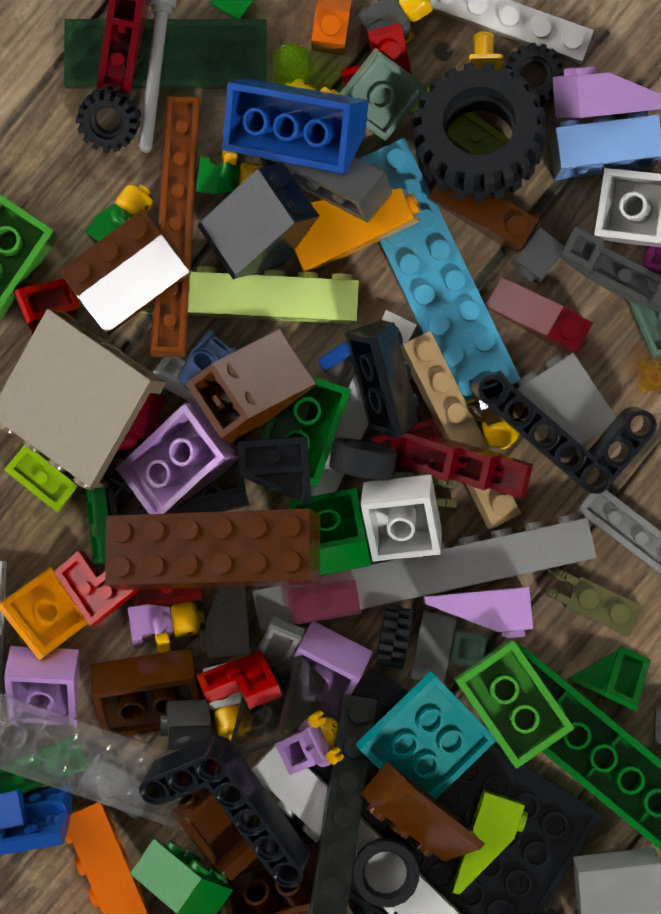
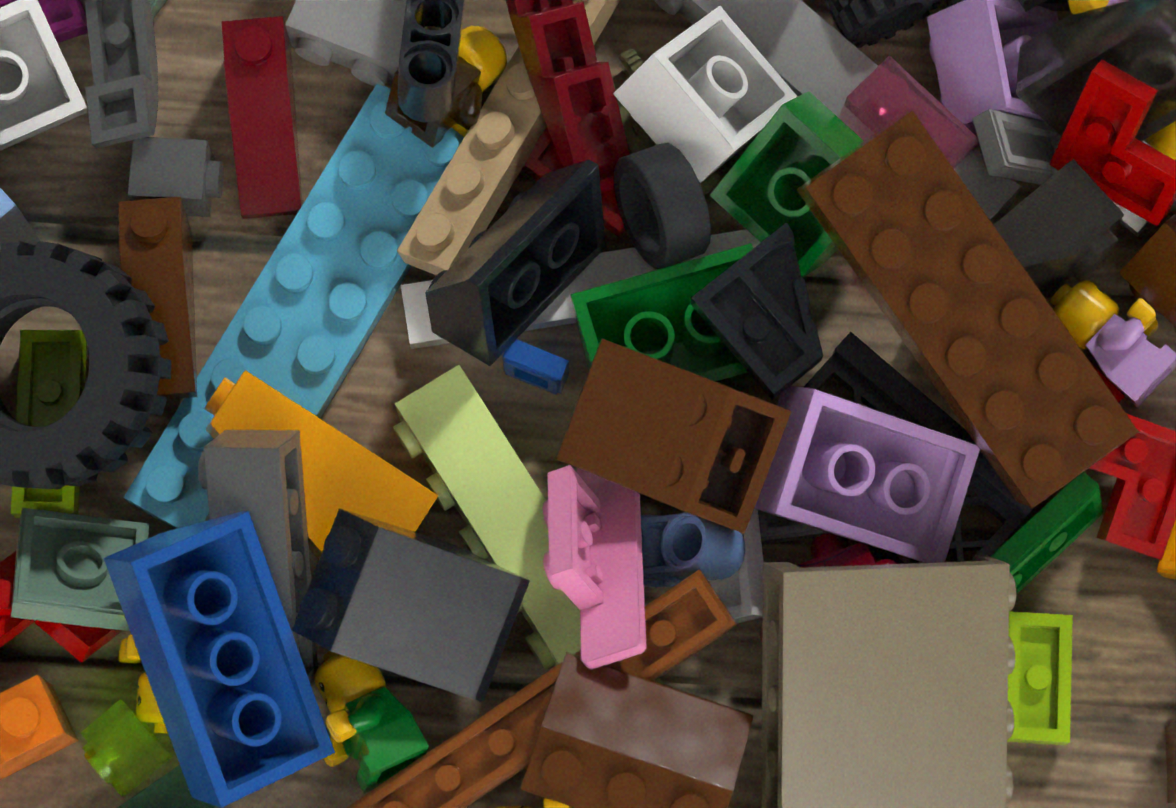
camera: 125 degrees left, 10 degrees down
(219, 313) = (597, 561): none -> bright pink bracket

